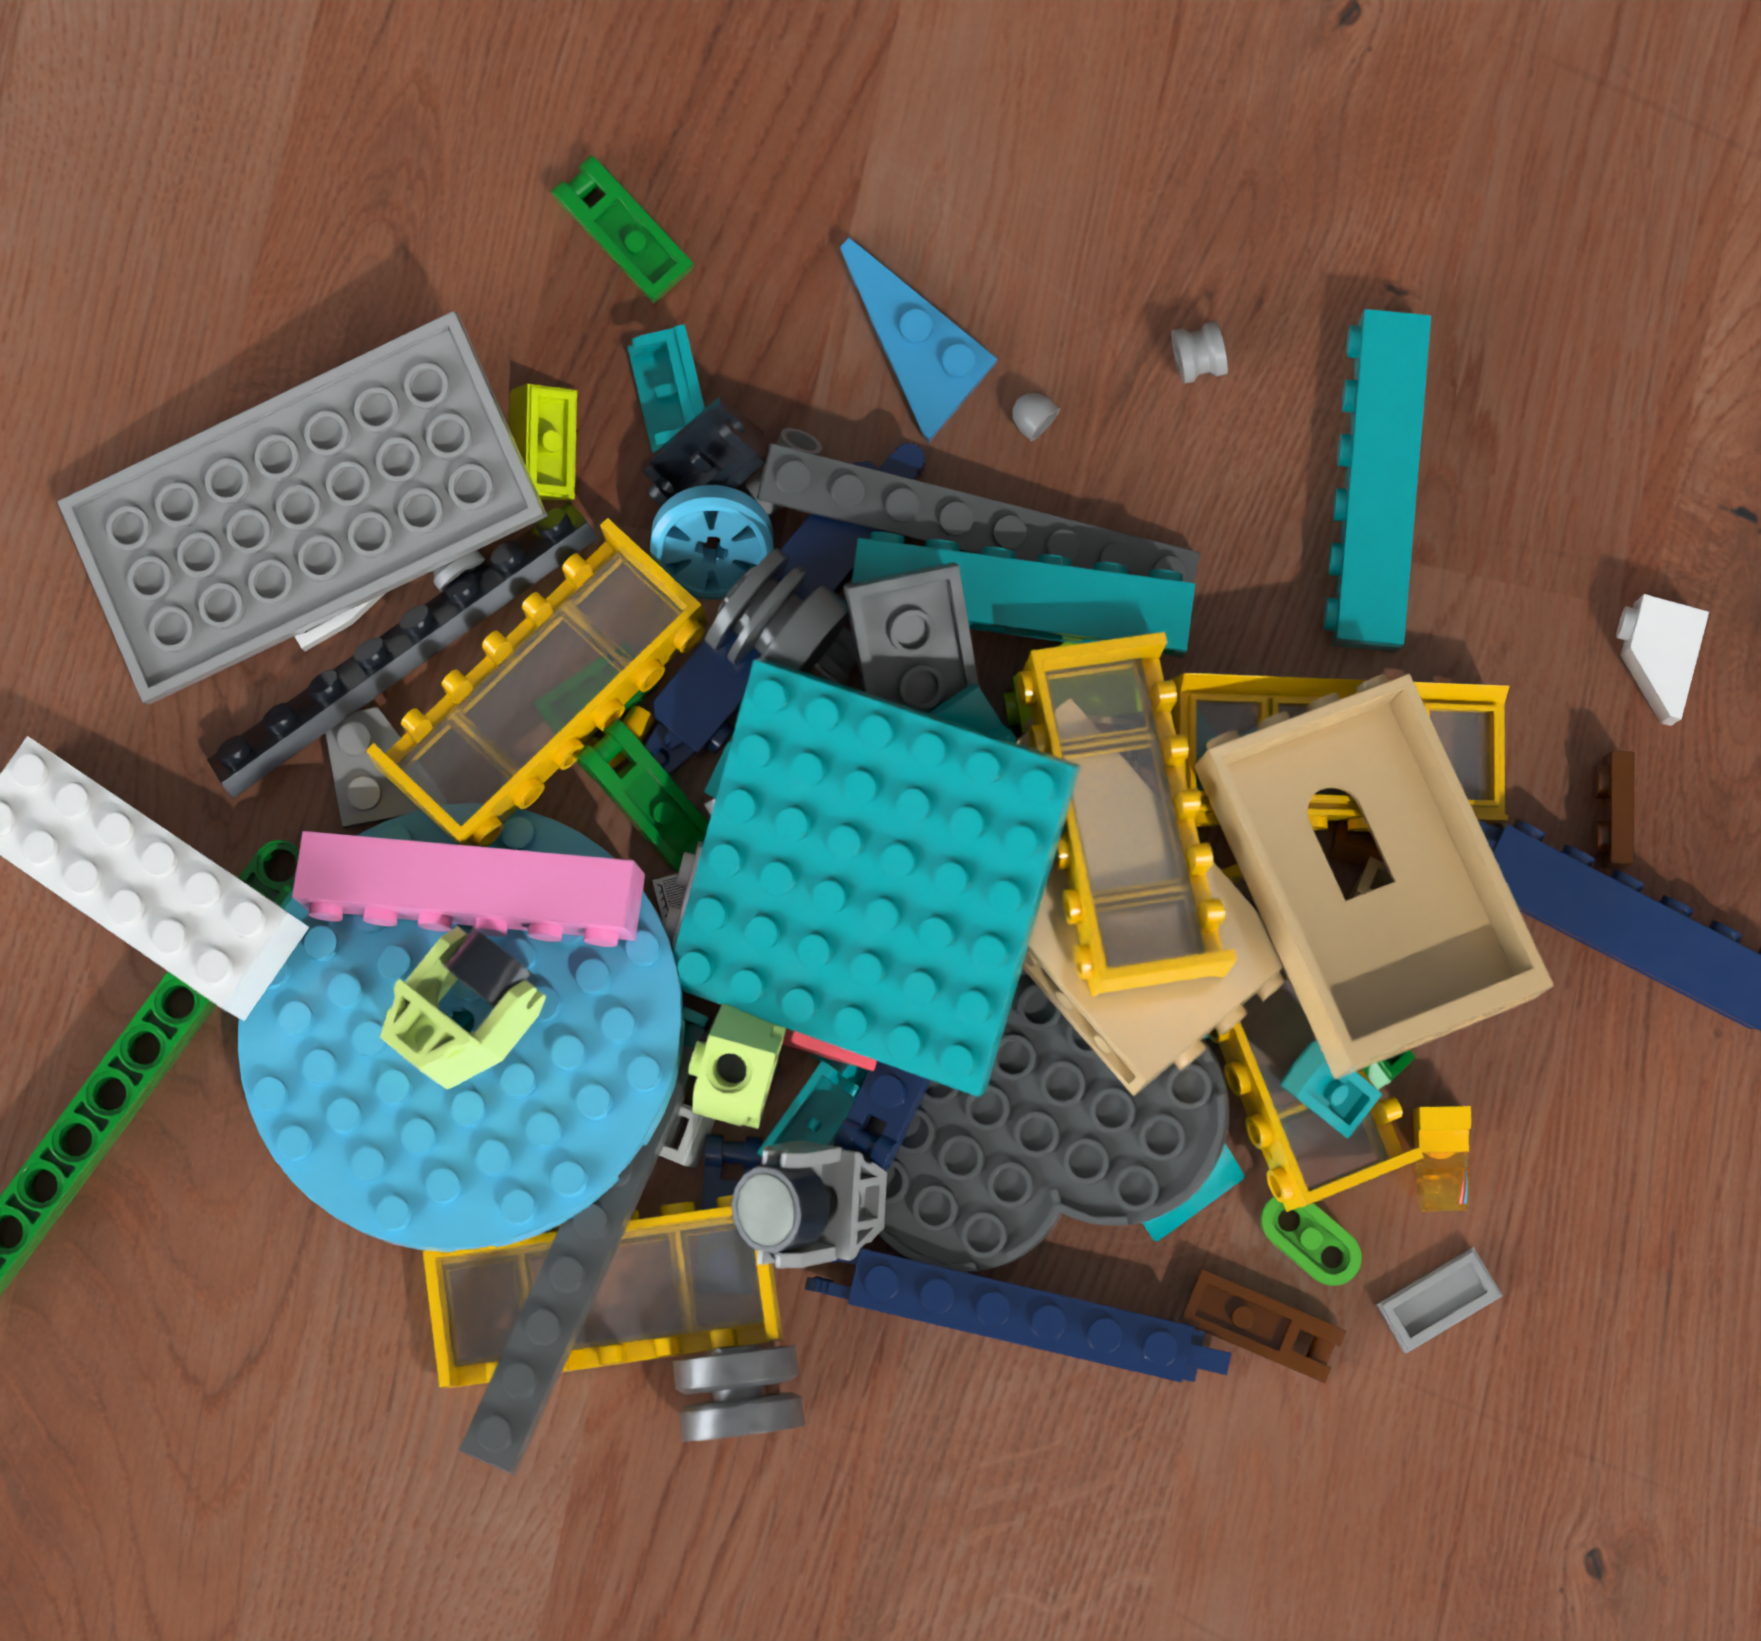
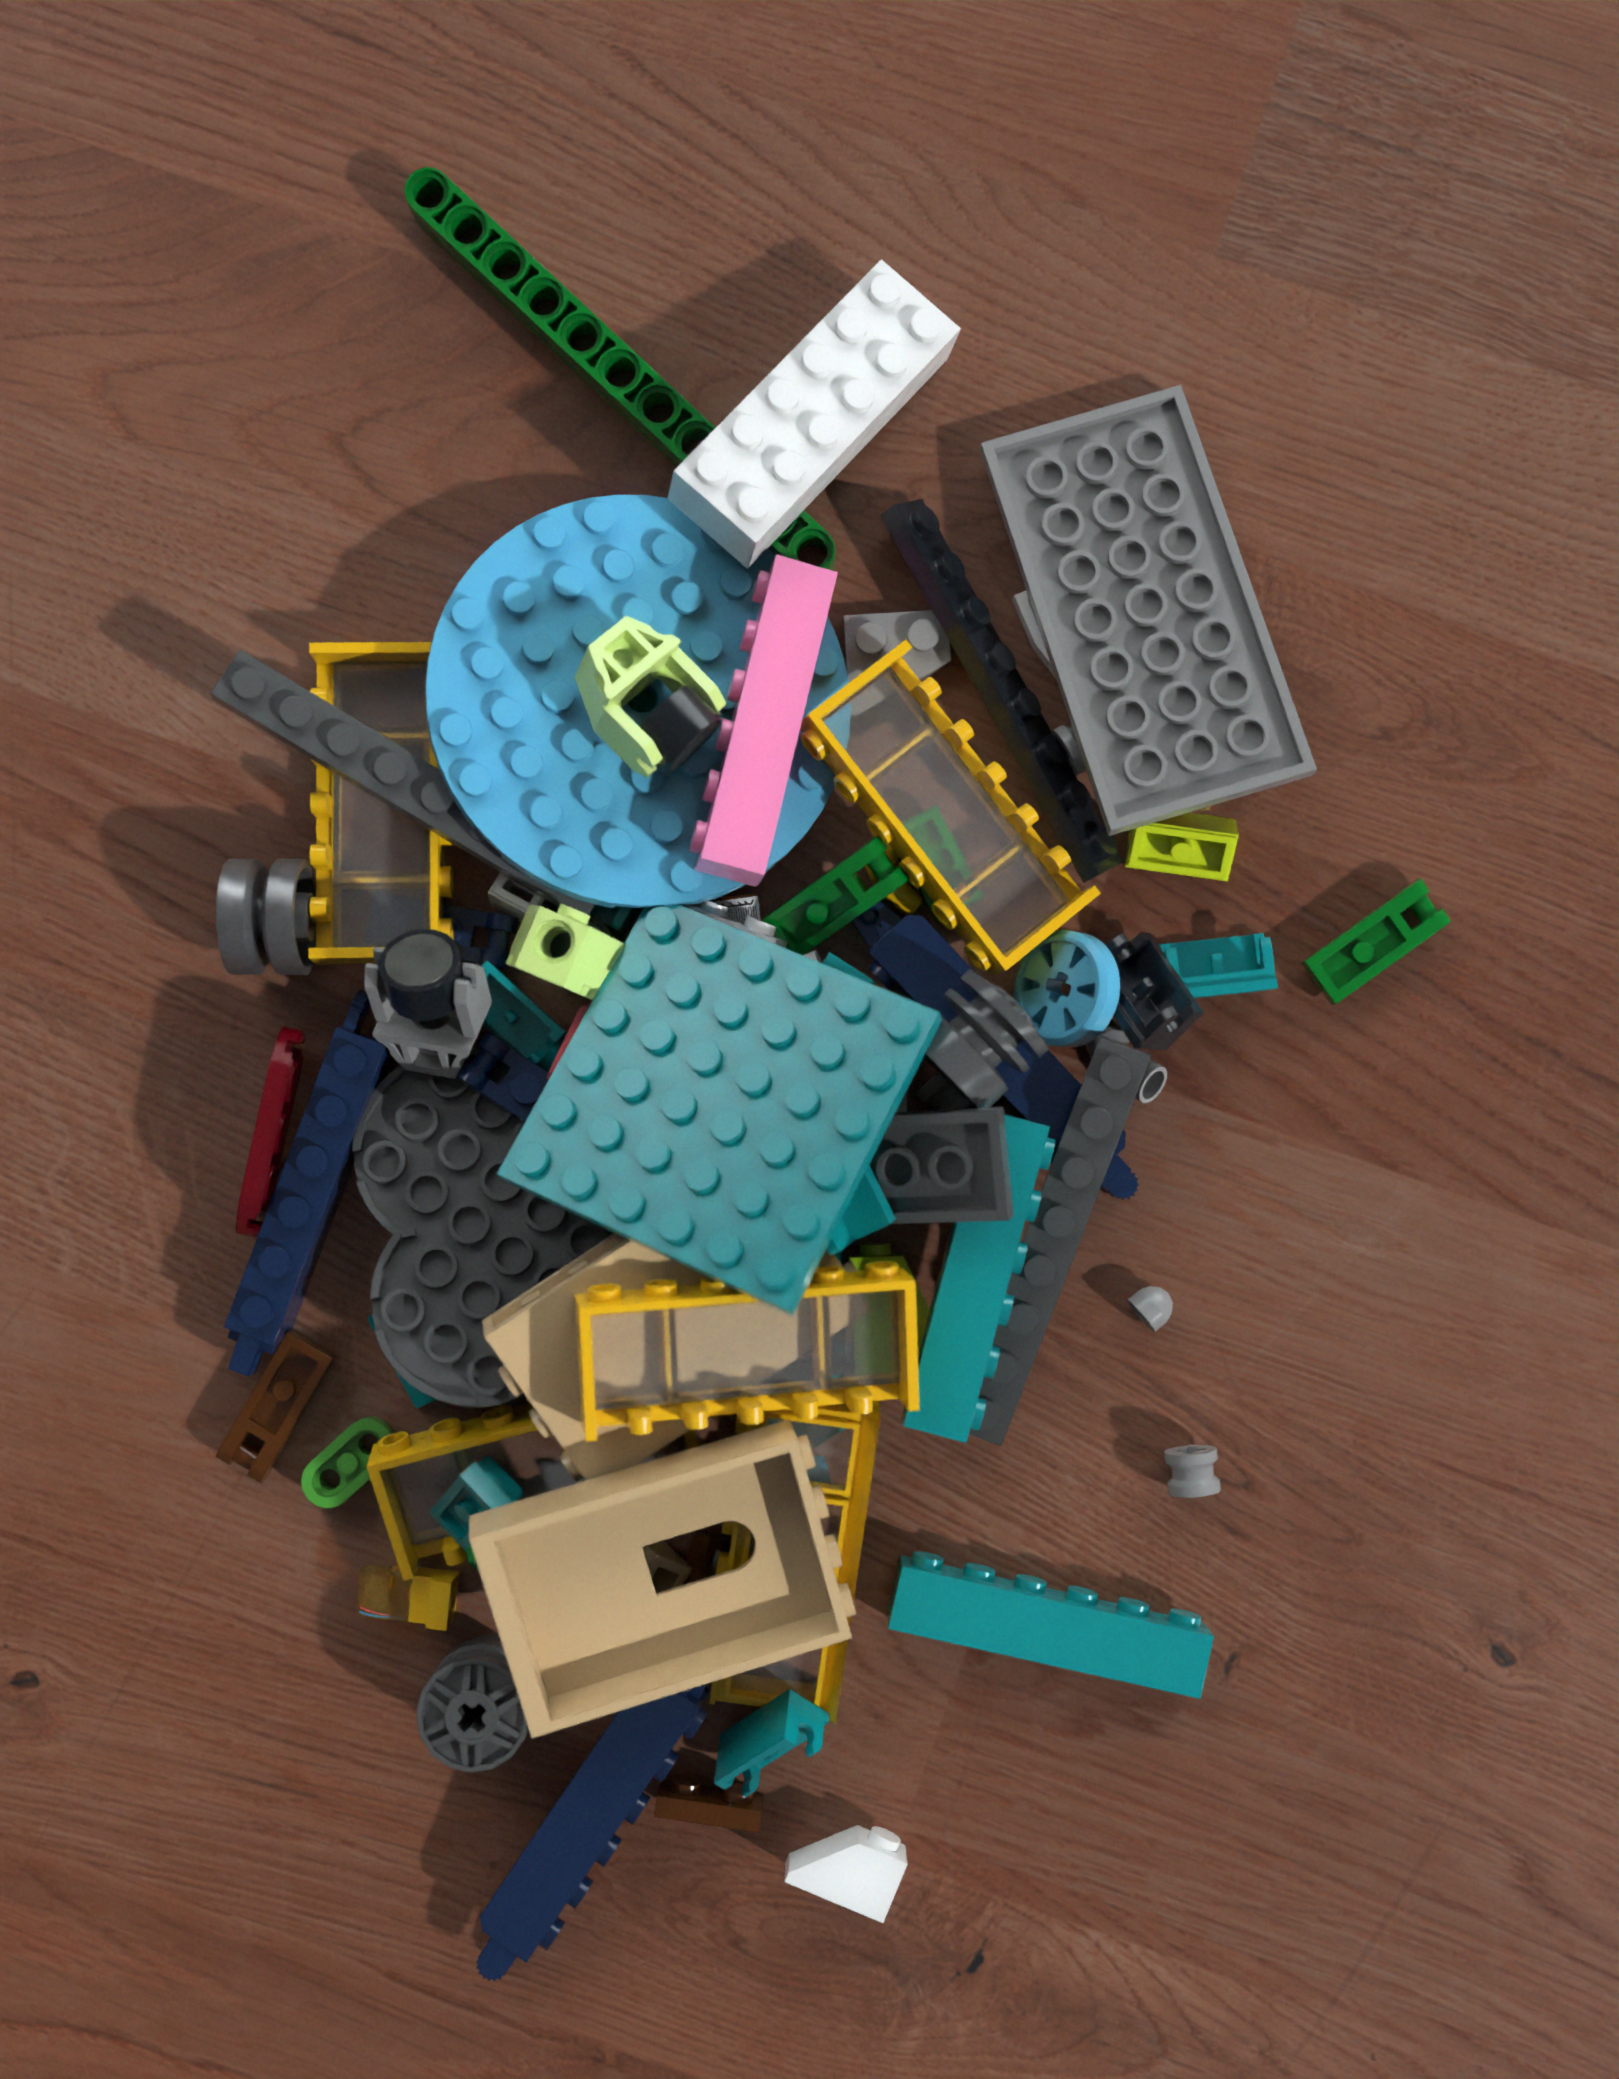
camera: 100 degrees right, 5 degrees up
(929, 353) = (1224, 1214): dark azure wing -> none
(968, 1362) = (270, 1130): none -> dark red tile
(1438, 1300) = (280, 1571): light grey tile -> none
(1509, 1062) = (465, 1677): none -> dark grey wheel
(1533, 755) = (767, 1736): none -> teal hinge

